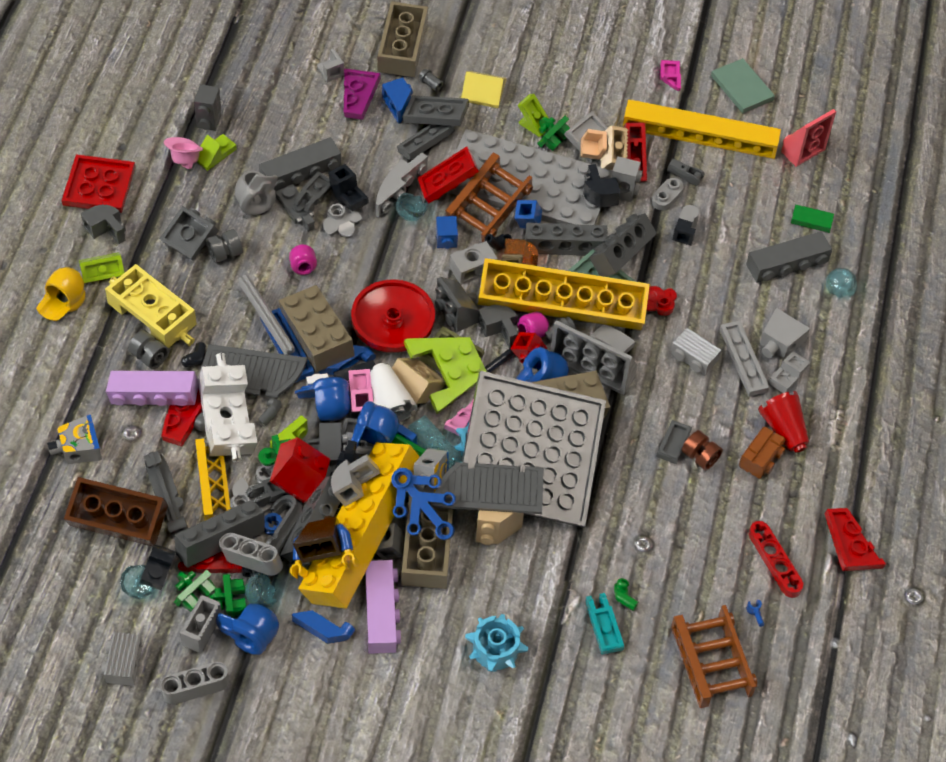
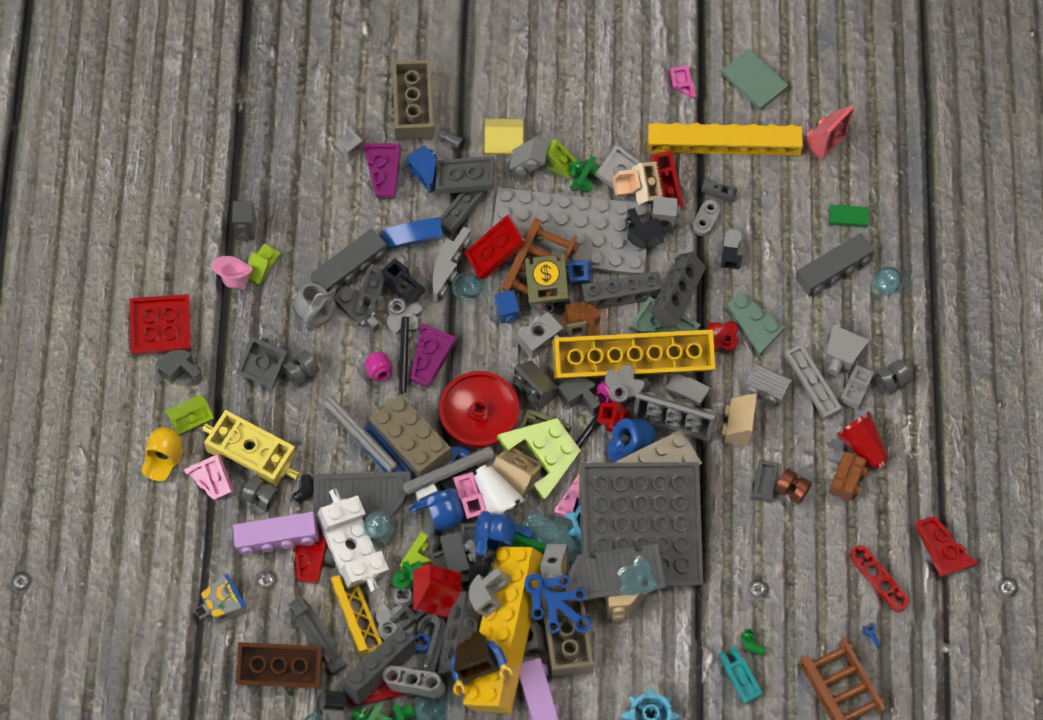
camera: 10 degrees left, 10 degrees up
(105, 325) = (212, 477): none -> bright pink wing
(258, 400) = (378, 525): none -> clear light blue hair
(331, 255) = (404, 354): none -> black bar
(344, 364) = (448, 470): none -> light grey axle
(360, 258) = (431, 354): none -> magenta wing
(371, 150) = (413, 233): none -> blue slope
(492, 205) = (547, 274): none -> olive container
(502, 104) = (528, 156): none -> light grey brick
(510, 494) = (634, 576): none -> clear light blue plate
(544, 313) = (623, 380): none -> light grey plate
(660, 377) = (740, 420): none -> tan slope
(696, 294) = (756, 323): none -> sand green wing
(827, 368) = (893, 376): none -> dark grey wheel

